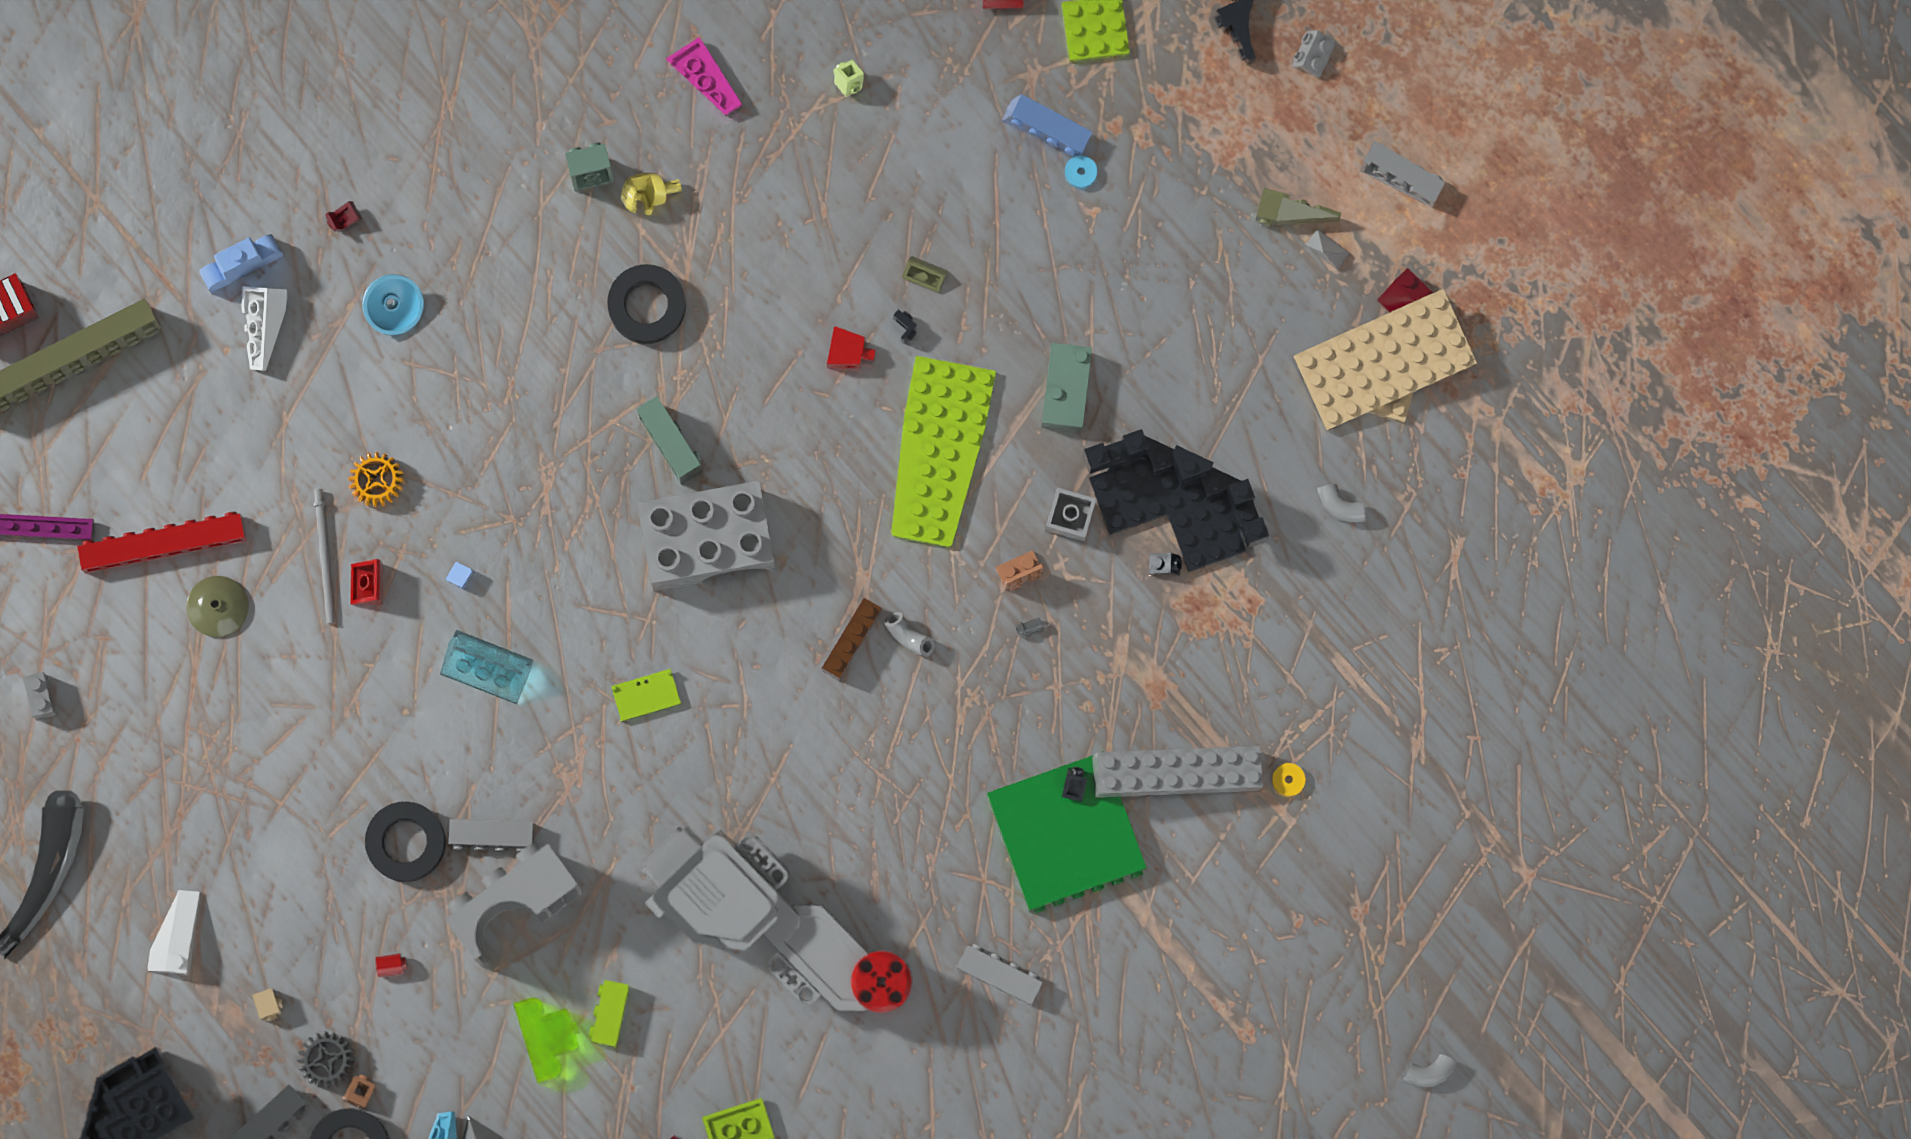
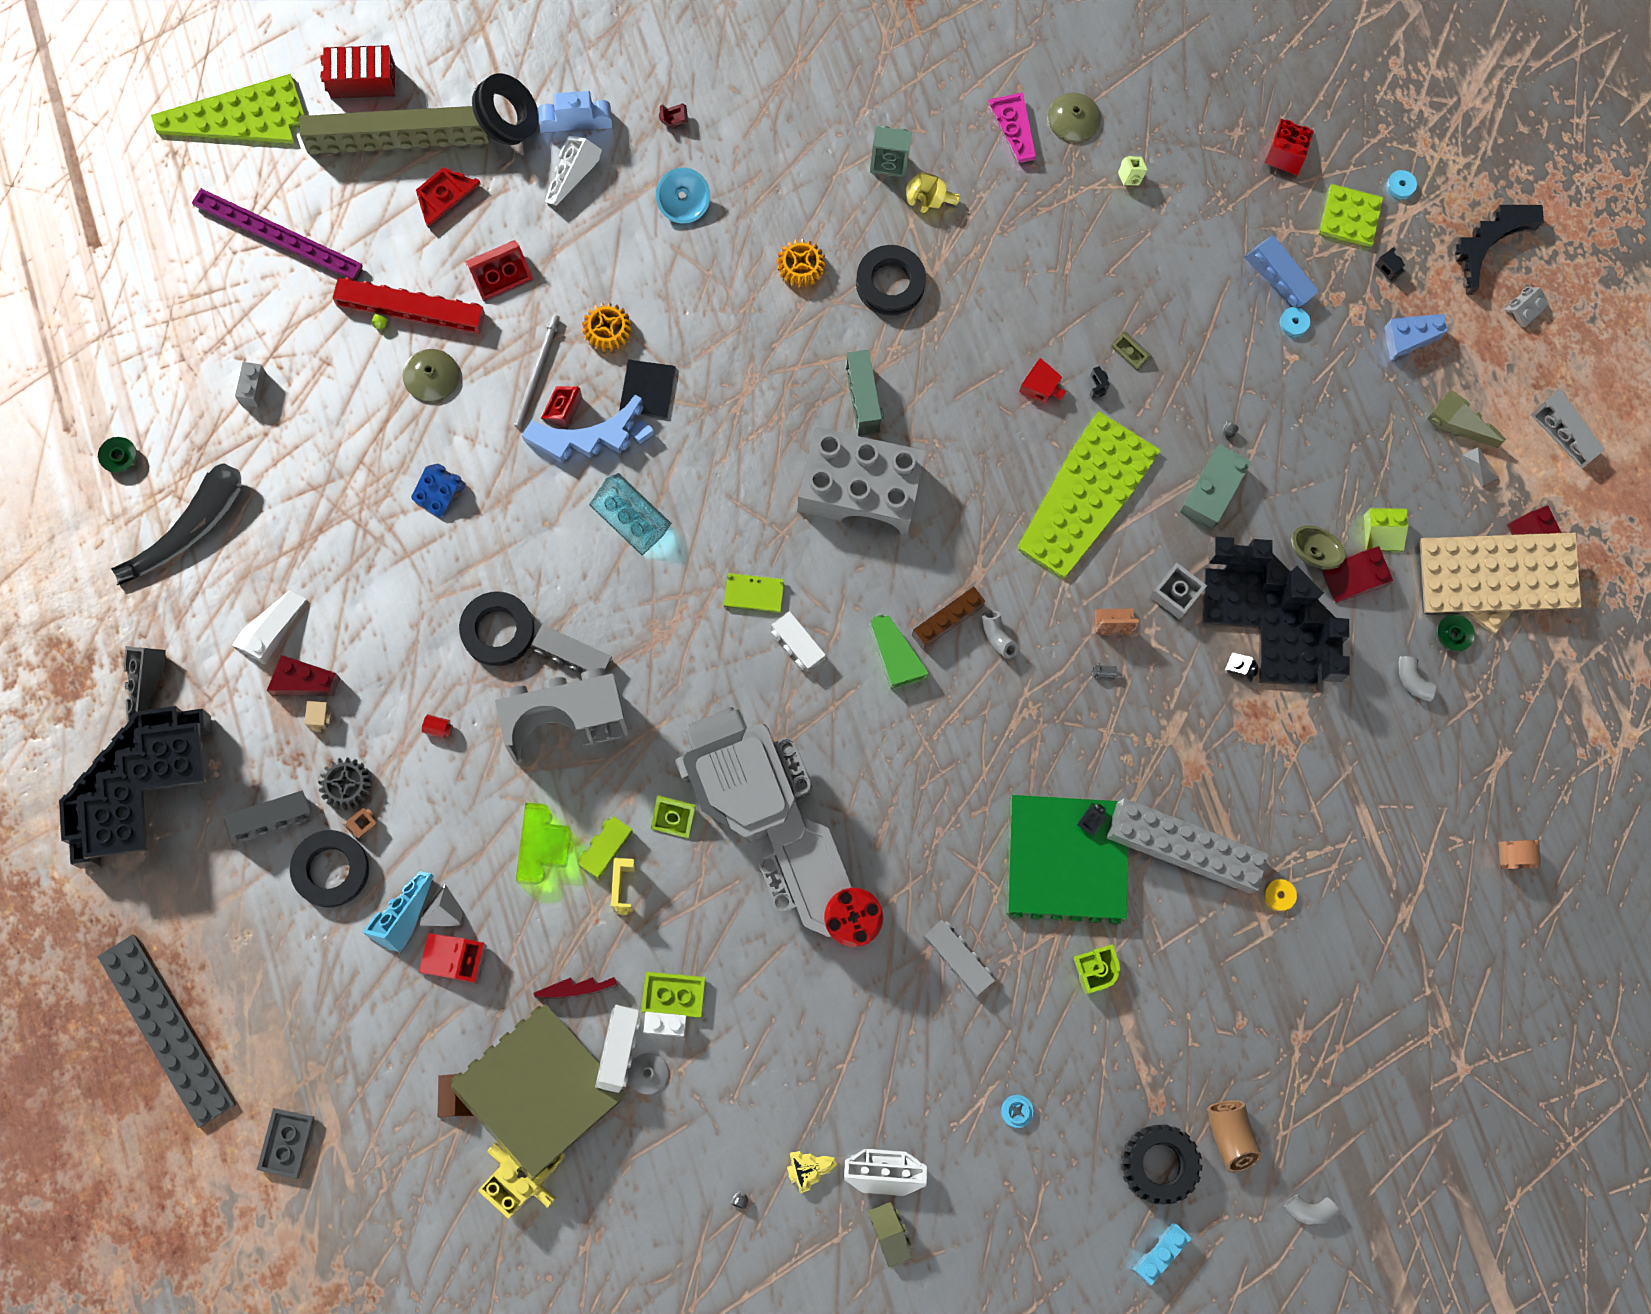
camera: 20 degrees right, 5 degrees down
(74, 1034) = (144, 673): none -> dark grey wedge
(139, 573) = (379, 322): none -> lime hinge
(140, 405) = (443, 192): none -> red wing
(155, 308) = (492, 122): none -> black tyre
(232, 975) = (300, 678): none -> dark red wedge
(237, 464) = (499, 269): none -> red slope
(280, 724) = (437, 489): none -> blue bracket
(430, 591) = (611, 433): none -> light blue arch
(445, 526) = (650, 382): none -> black piece
(554, 328) = (793, 252): none -> light orange gear
(632, 1026) = (621, 865): none -> light yellow panel
(663, 955) = (673, 817): none -> lime slope
(711, 728) = (797, 642): none -> white brick
(766, 51) = (1072, 125): none -> olive dish
(815, 699) = (896, 655): none -> bright green slope
(1058, 319) = (1230, 429): none -> dark grey hinge
(1123, 1093) = (1016, 1101): none -> medium azure gear
(1137, 928) = (1097, 969): none -> lime brick
(1156, 67) = (1390, 264): none -> black brick
(1193, 409) = (1317, 547): none -> olive dish
(1206, 135) = (1415, 332): none -> medium blue wedge
(1243, 420) = (1358, 575): none -> dark red slope
(1255, 360) = (1385, 528): none -> lime slope
(1299, 1089) = (1188, 1164): none -> black tyre
(1329, 1033) = (1233, 1135): none -> medium nougat brick
(1364, 429) = (1461, 627): none -> dark green dish
(1505, 640) = (1519, 852): none -> nougat brick

